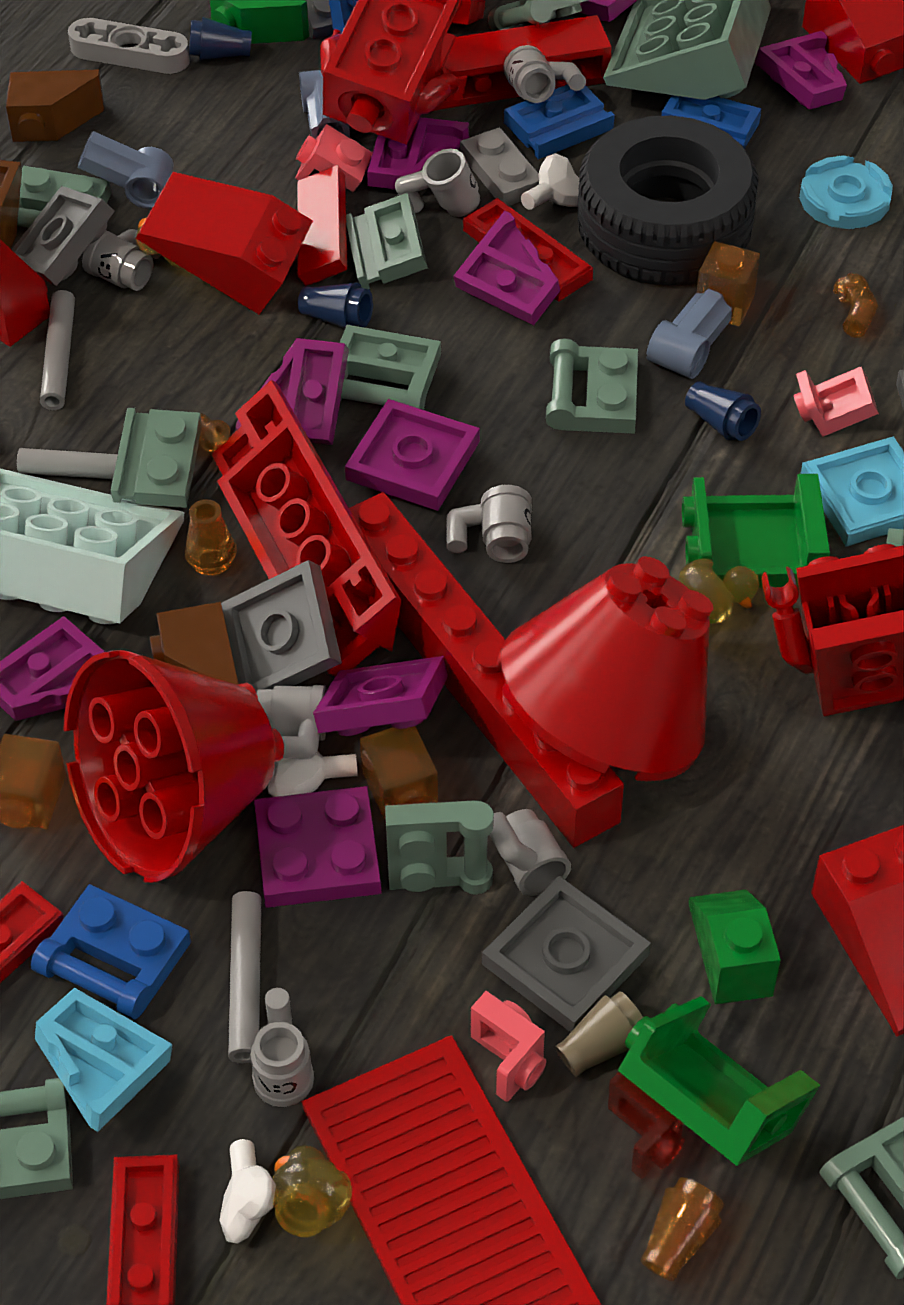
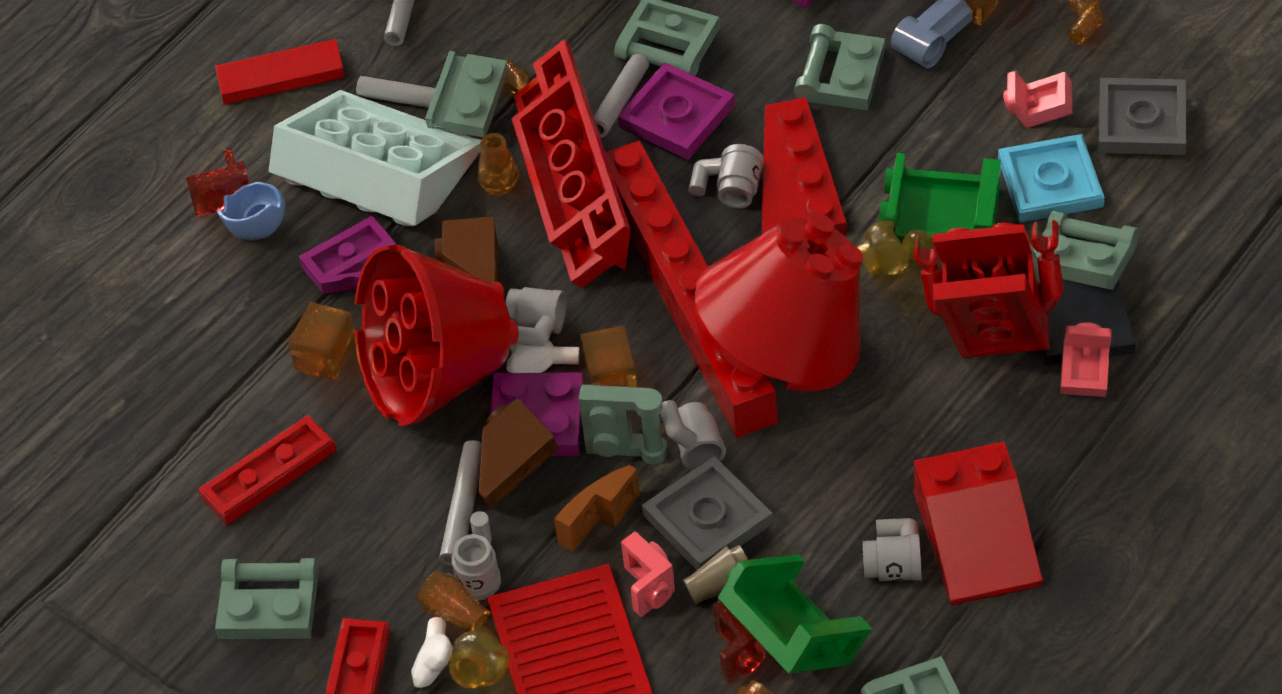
camera: 15 degrees right, 0 degrees up
(99, 1055) = (343, 545): medium azure wing -> none
(118, 936) = (373, 463): blue plate -> none
(257, 1115) = (449, 599): none -> clear orange cone
(282, 629) = (537, 243): dark grey plate -> none
(302, 897) = (511, 450): none -> reddish brown slope
(313, 385) = (602, 47): magenta wing -> none
(344, 436) = (620, 93): none -> light grey piece
(380, 696) = (604, 303): magenta plate -> none
(428, 954) = (603, 501): none -> dark orange slope
(570, 514) = (796, 168): none -> red wing
(727, 411) = (945, 99): dark blue cone -> none
(736, 945) = (838, 524): green slope -> none
(818, 981) = (895, 552): none -> light grey piece

